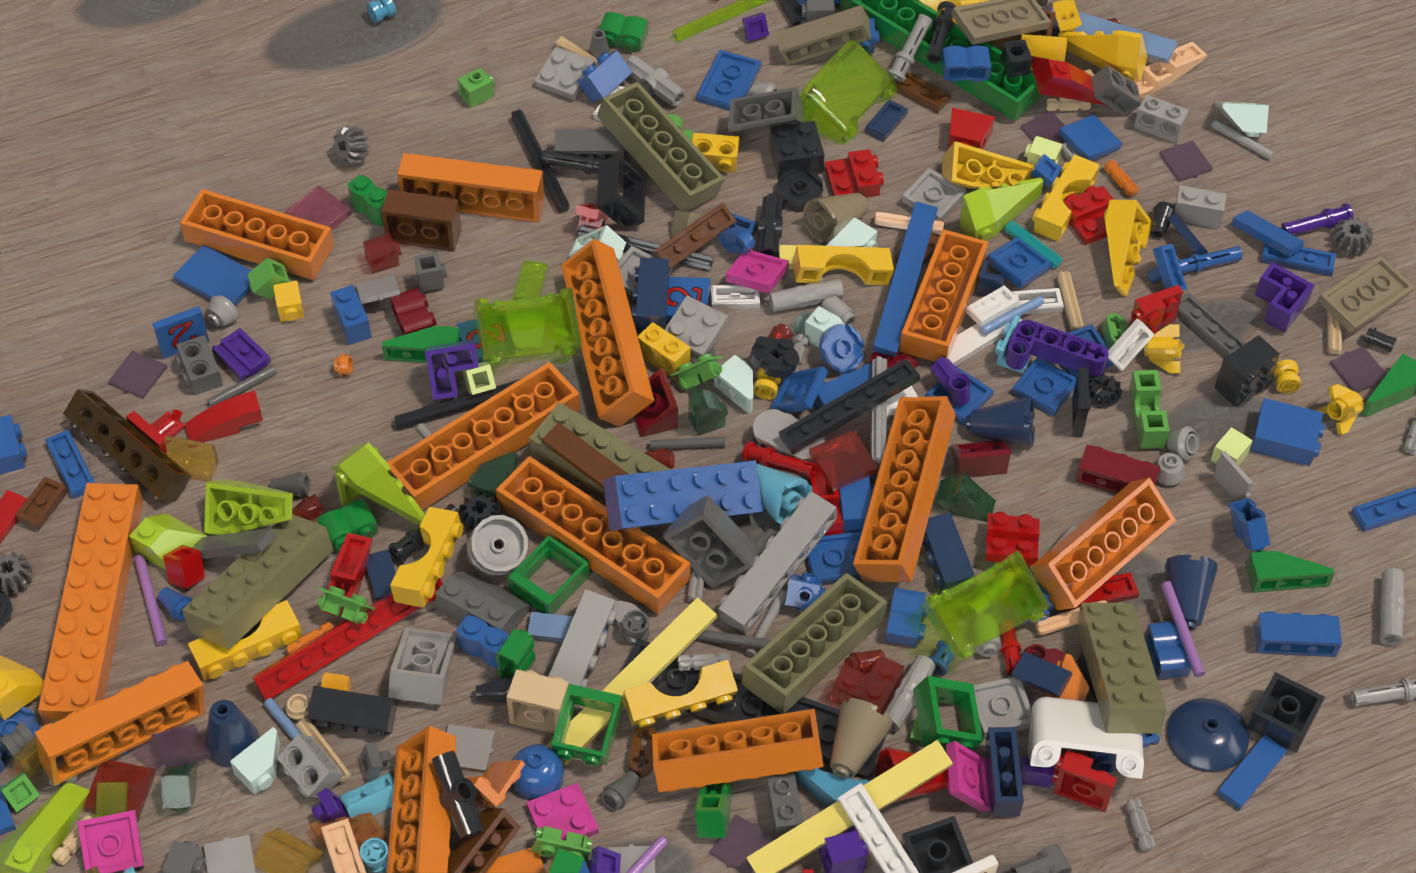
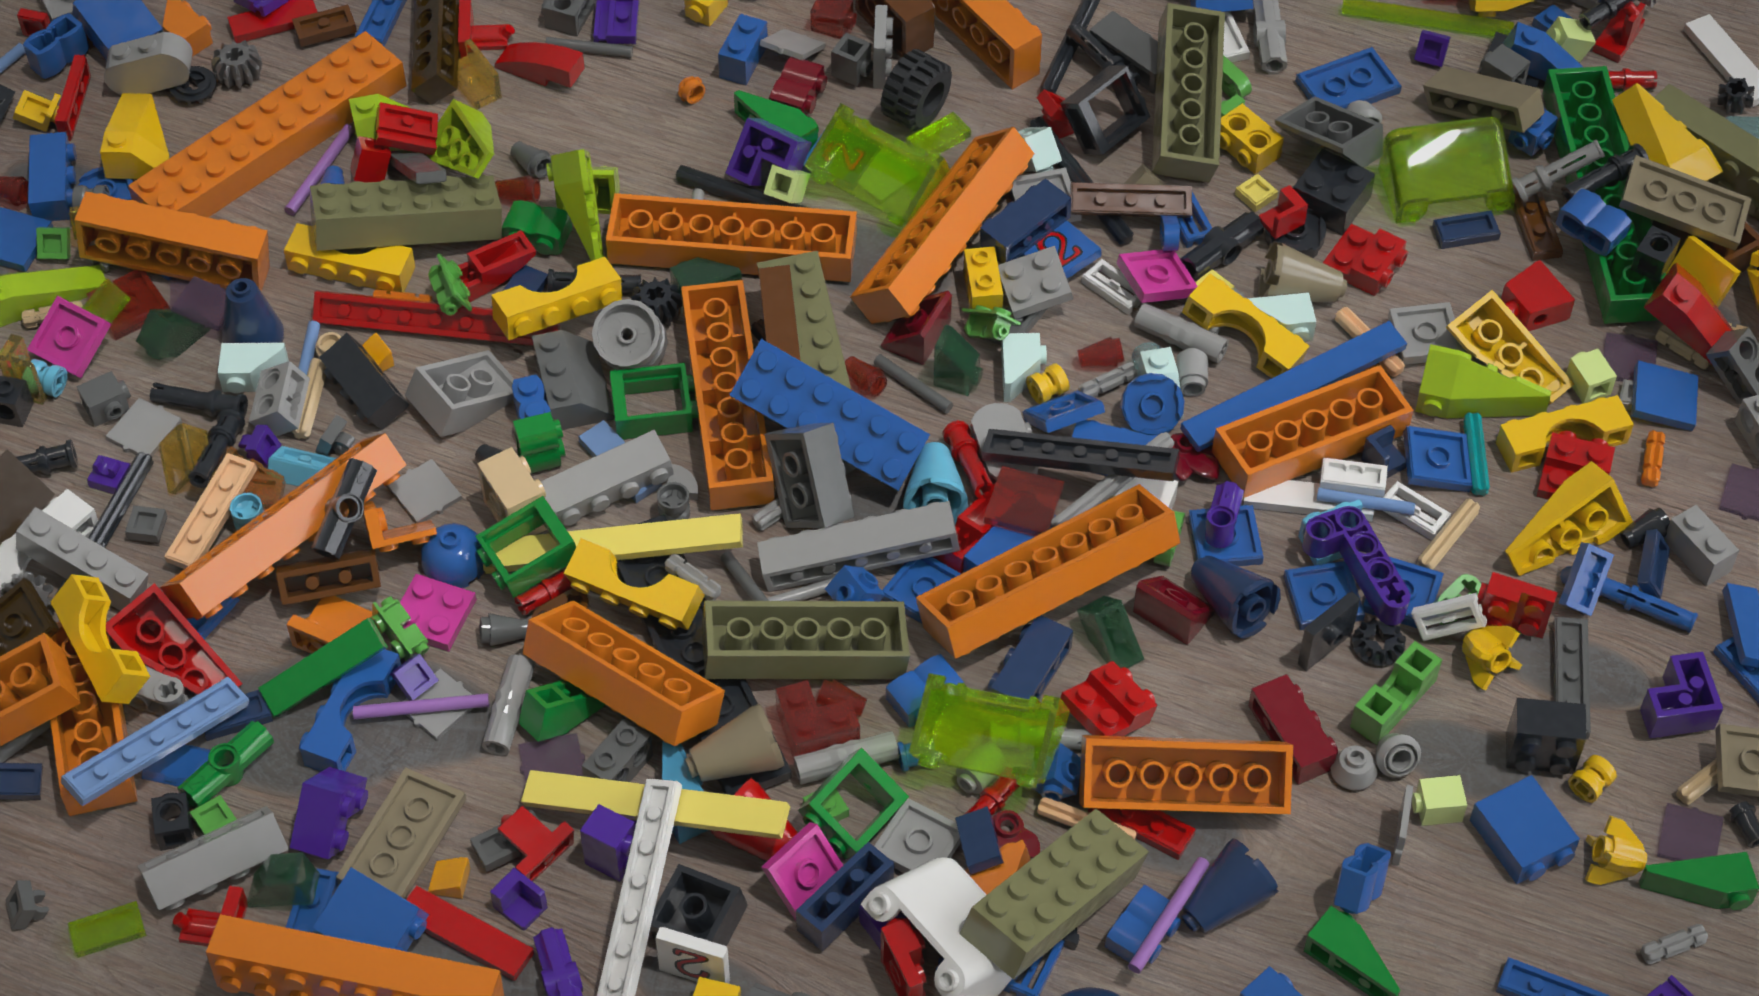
camera: 45 degrees right, 0 degrees up
(193, 525) = (406, 128): none -> red plate
(263, 805) = (210, 402): none -> black pin
(318, 852) = (219, 439): none -> black pin
(447, 249) = (882, 47): none -> light grey plate
(496, 261) = (916, 90): none -> black tyre
(620, 745) = (543, 593): none -> red pin
(680, 832) = (508, 705): none -> light grey axle
(750, 182) = (1256, 192): none -> light yellow tile
(764, 354) = (1083, 352): black plate -> none
(789, 180) = (1287, 215): none -> red panel
(1046, 169) = (1569, 389): blue tile -> none

